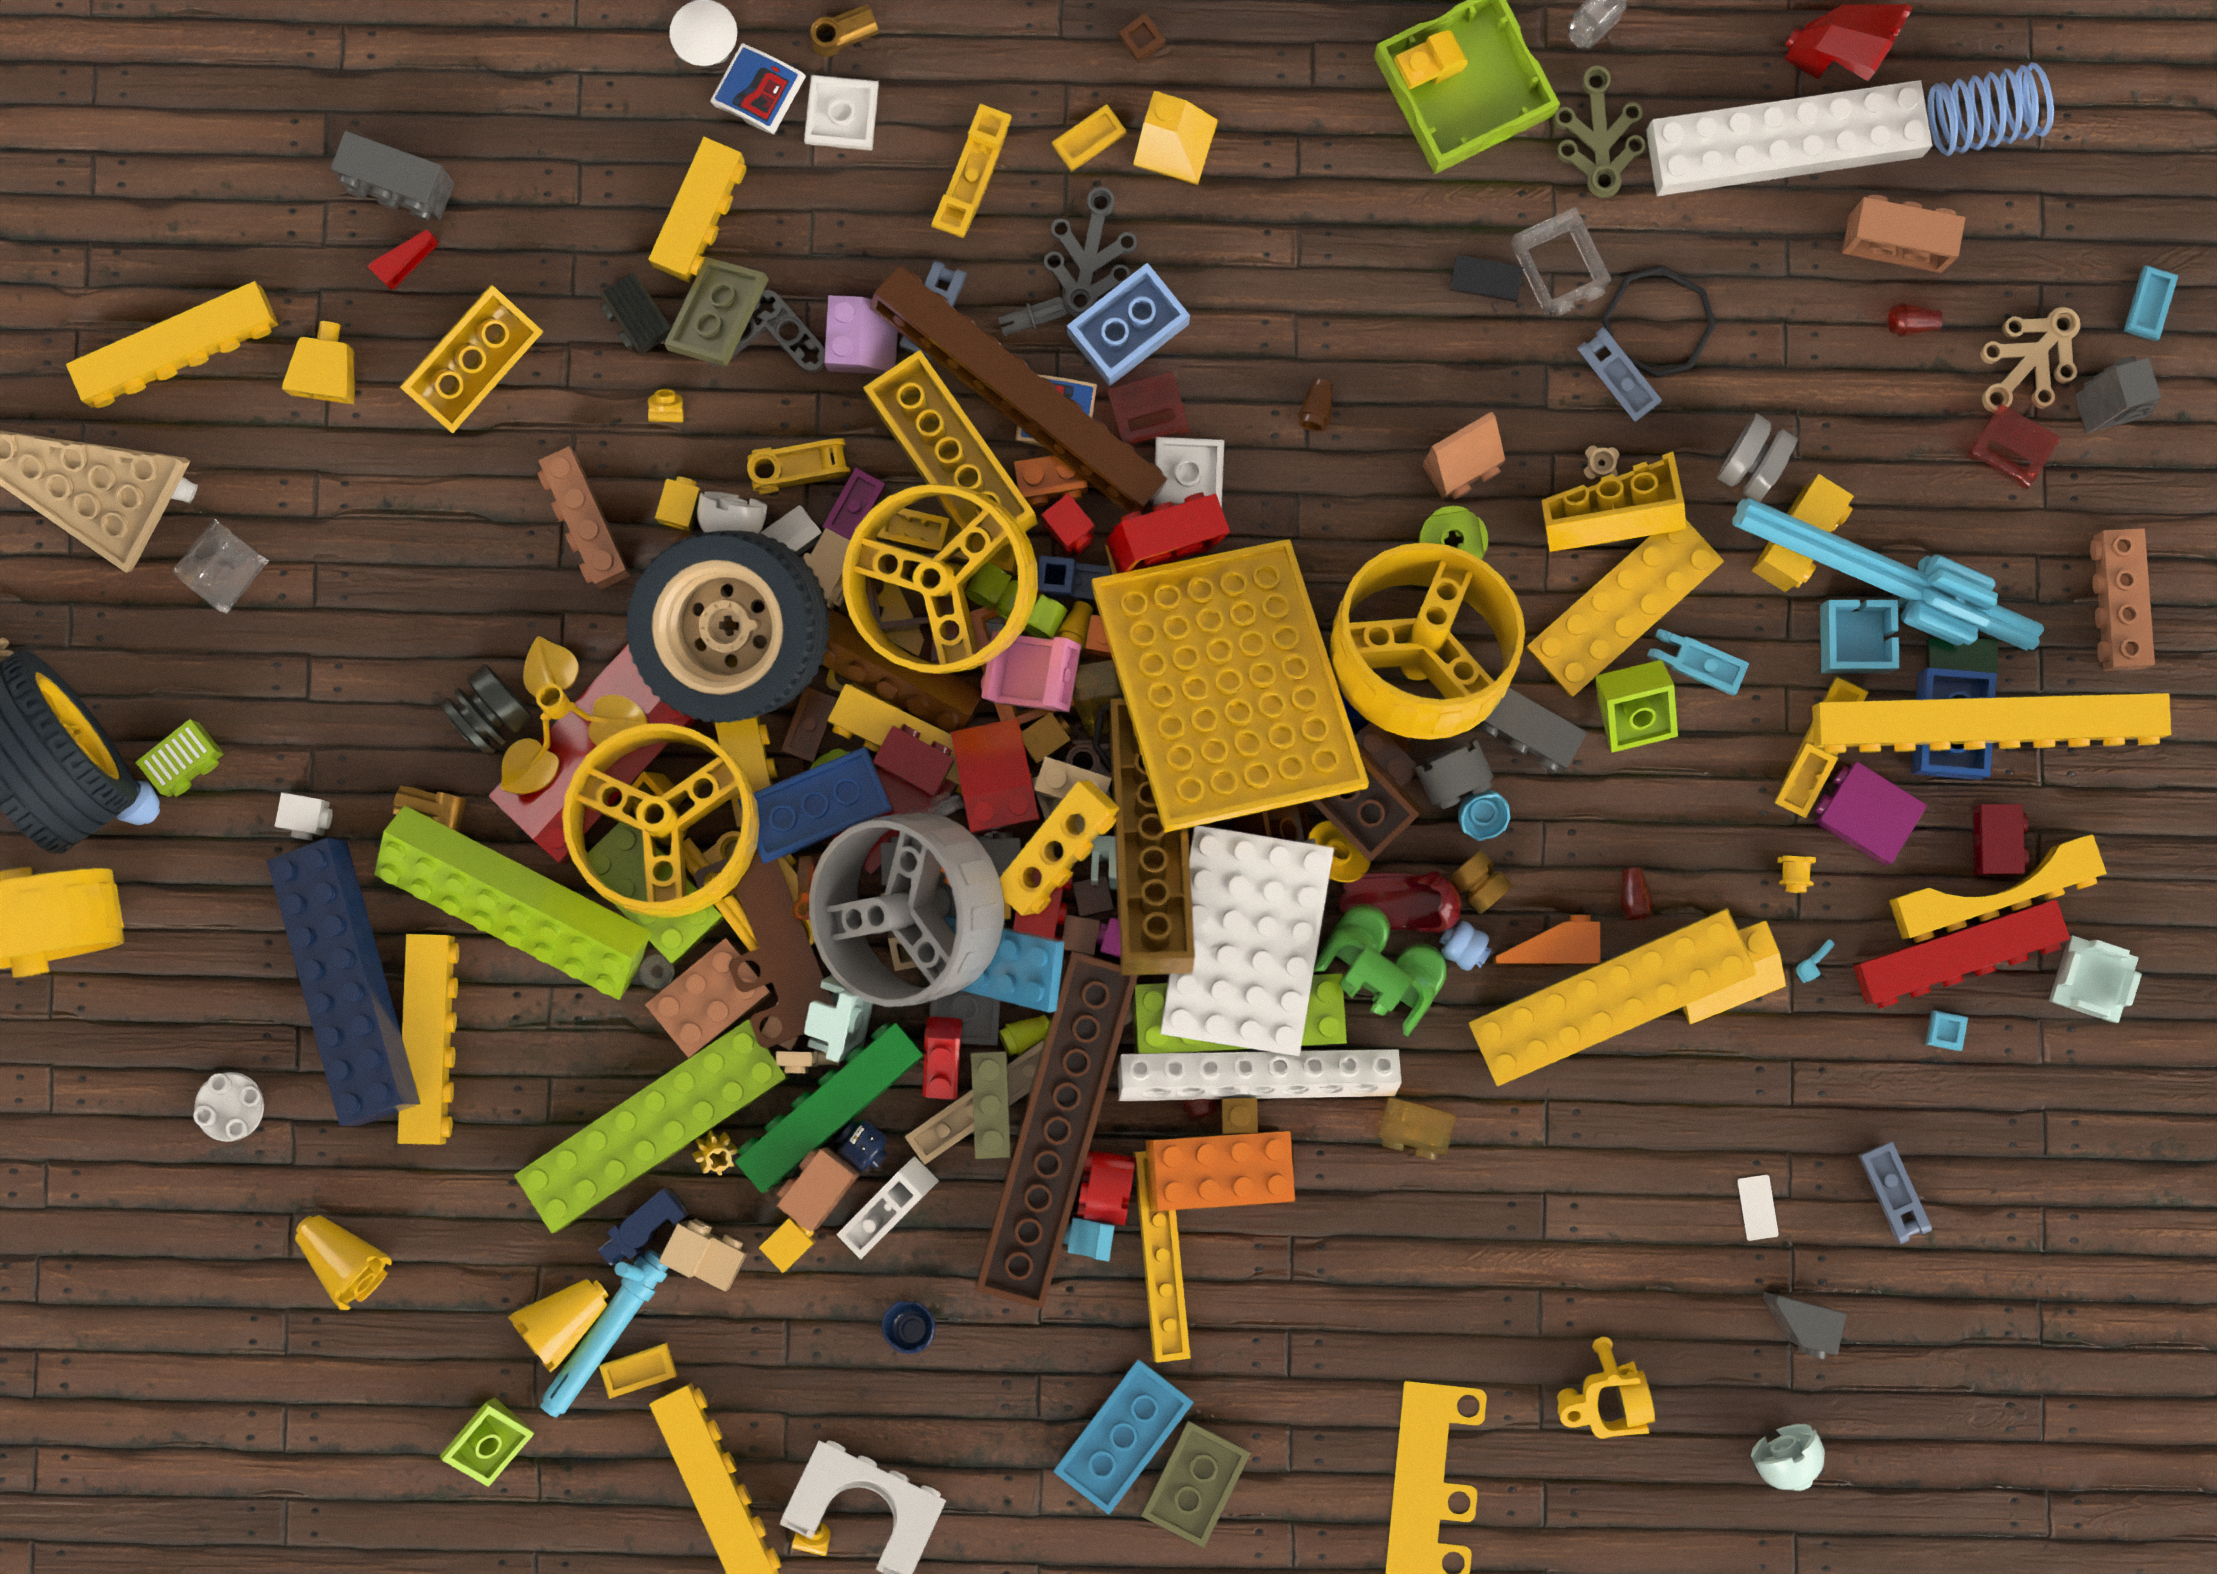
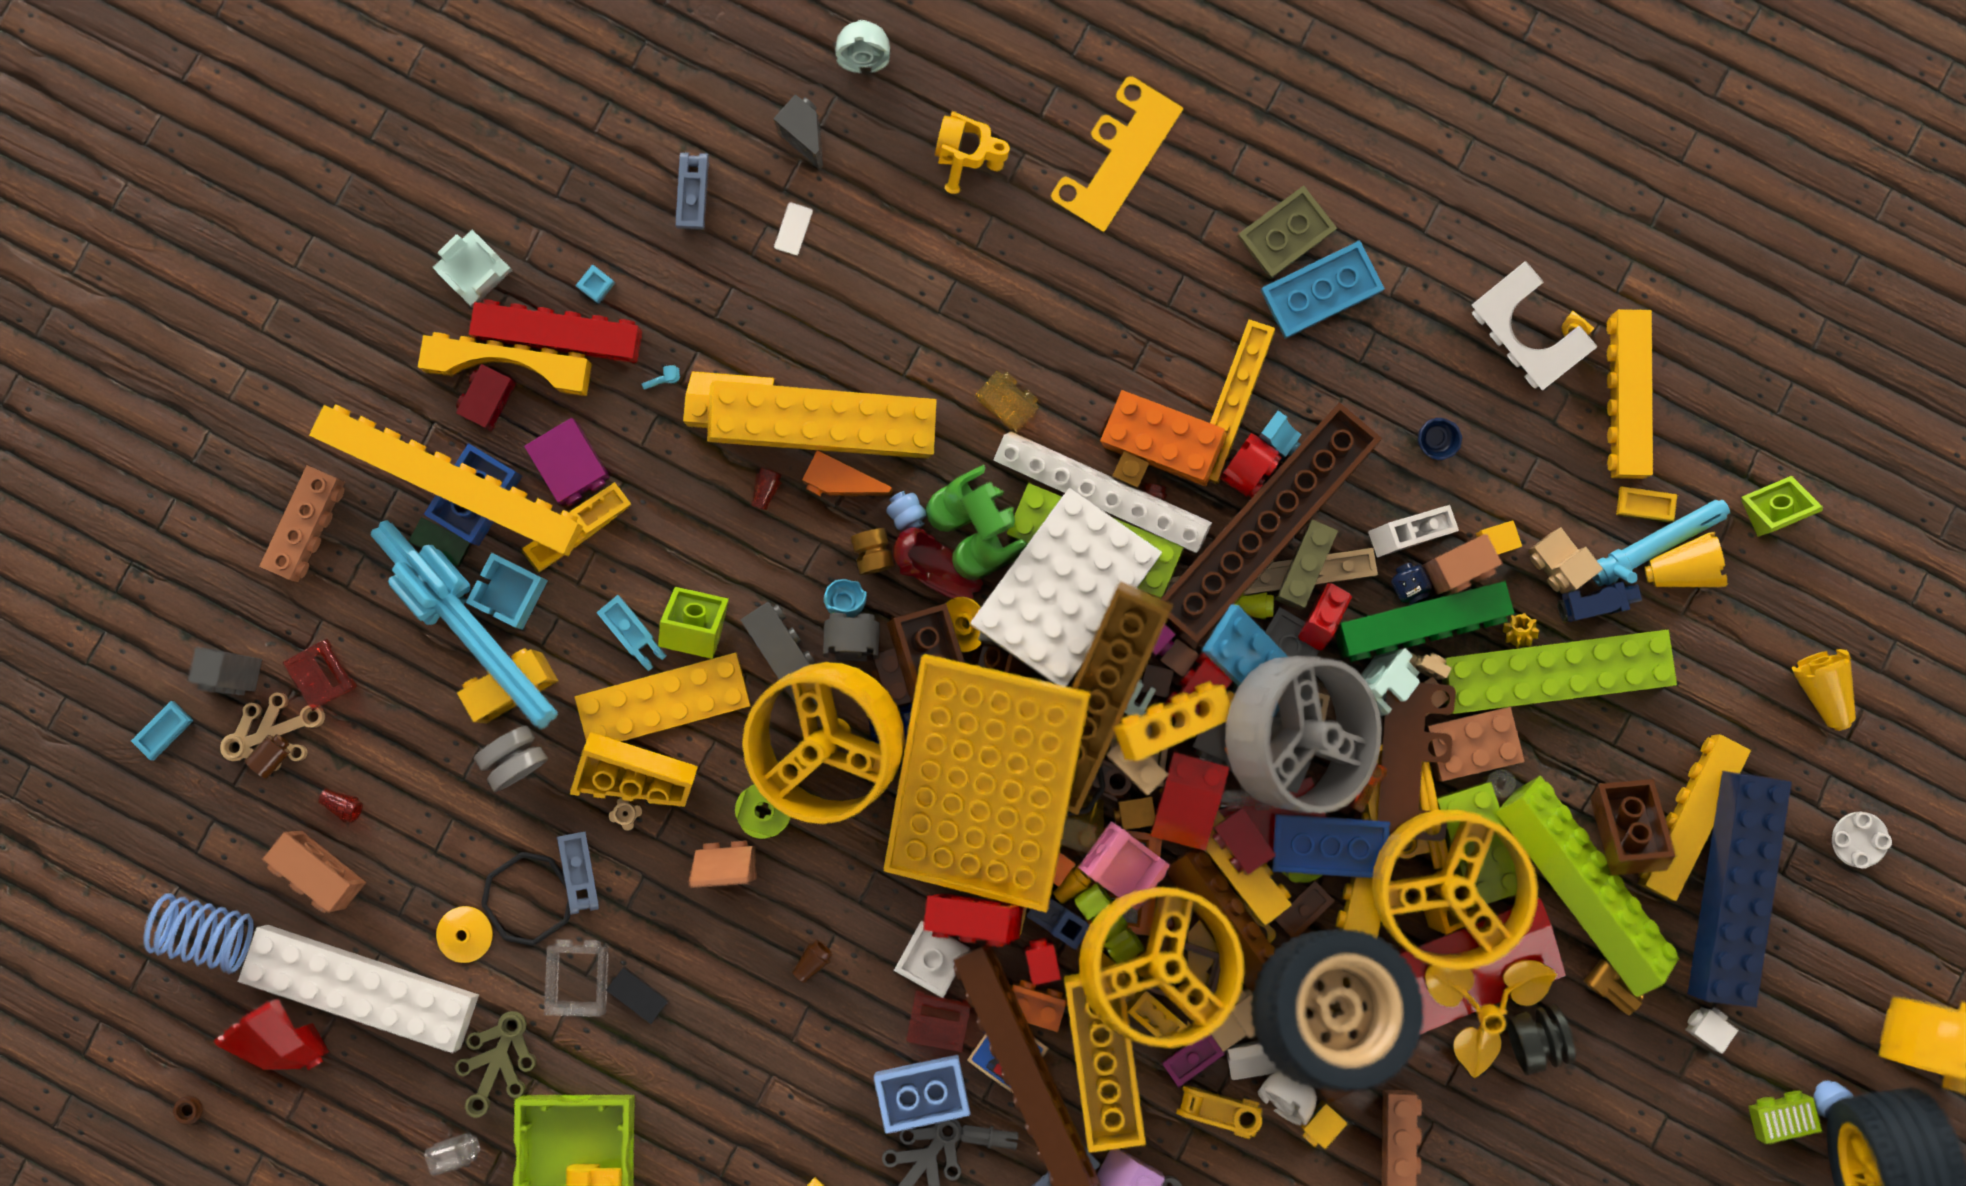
camera: 150 degrees left, 0 degrees up
(491, 991) = (1632, 827): none -> reddish brown brick
(1695, 262) = (478, 932): none -> yellow dish
(1796, 873) = (642, 445): yellow brick -> none
(2021, 331) = (268, 755): none -> reddish brown brick

